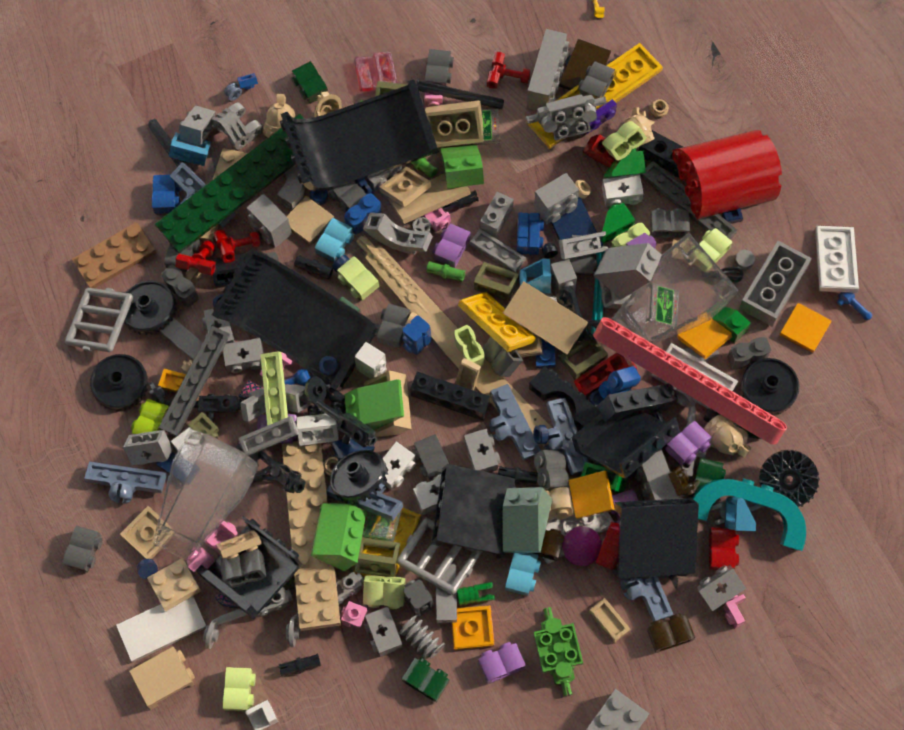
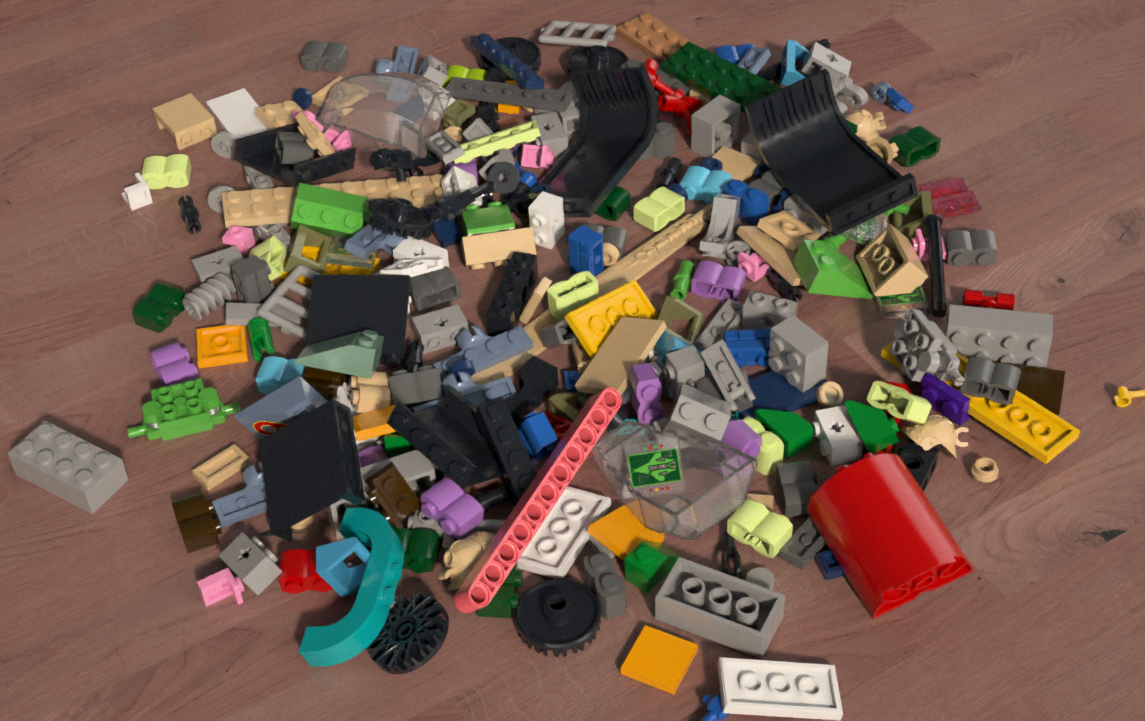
camera: 85 degrees right, 25 degrees down
(149, 378) = (507, 62): none -> dark blue plate
(228, 435) = (455, 133): none -> tan plate
(313, 232) = (712, 164): none -> dark blue tile
(423, 468) = (413, 266): none -> white wing
(589, 558) = (280, 408): none -> sand blue slope
(590, 303) = (646, 393): none -> medium lavender brick

